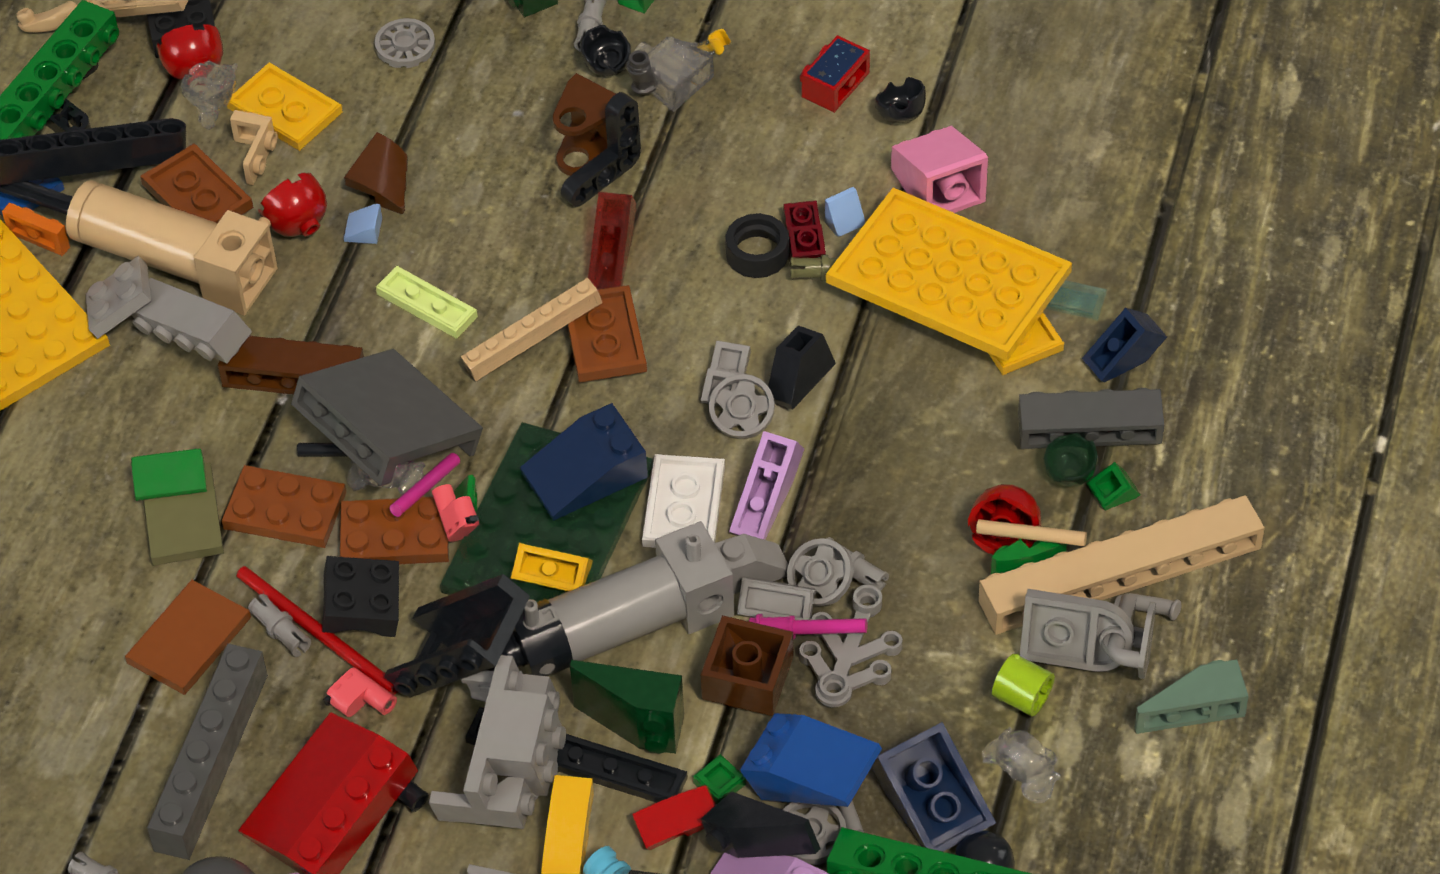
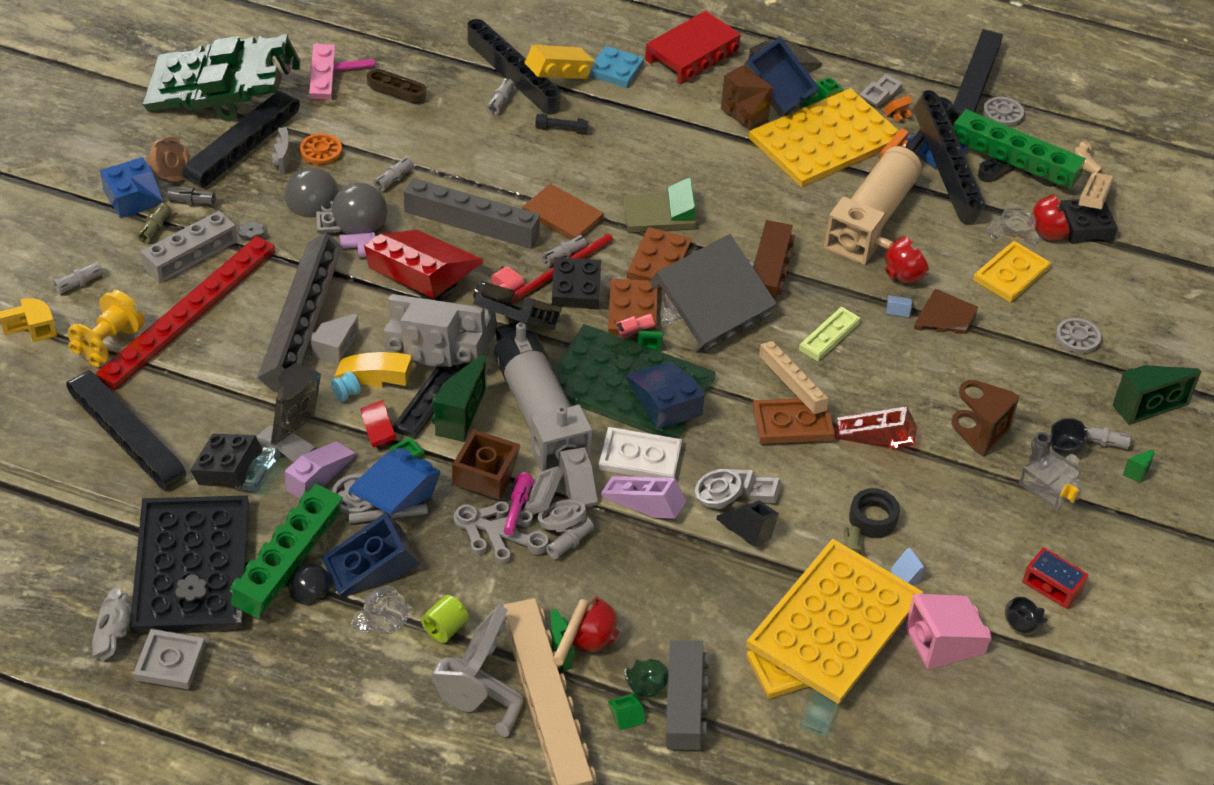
camera: 90 degrees right, 5 degrees down
(118, 296) = (831, 178): light grey plate -> none
(191, 322) = (799, 203): light grey brick -> none
(195, 186) = (928, 223): dark orange plate -> none
(260, 134) = (968, 253): tan bracket -> none
(424, 484) = (663, 317): dark pink bar -> none
(550, 568) = (584, 372): yellow slope -> none
(620, 156) = (937, 420): black beam -> none
(757, 829) = (353, 451): black slope -> none
(804, 229) = (889, 547): dark red slope -> none
(1124, 345) = (763, 733): dark blue slope -> none
(1201, 696) = (418, 729): sand green slope -> none

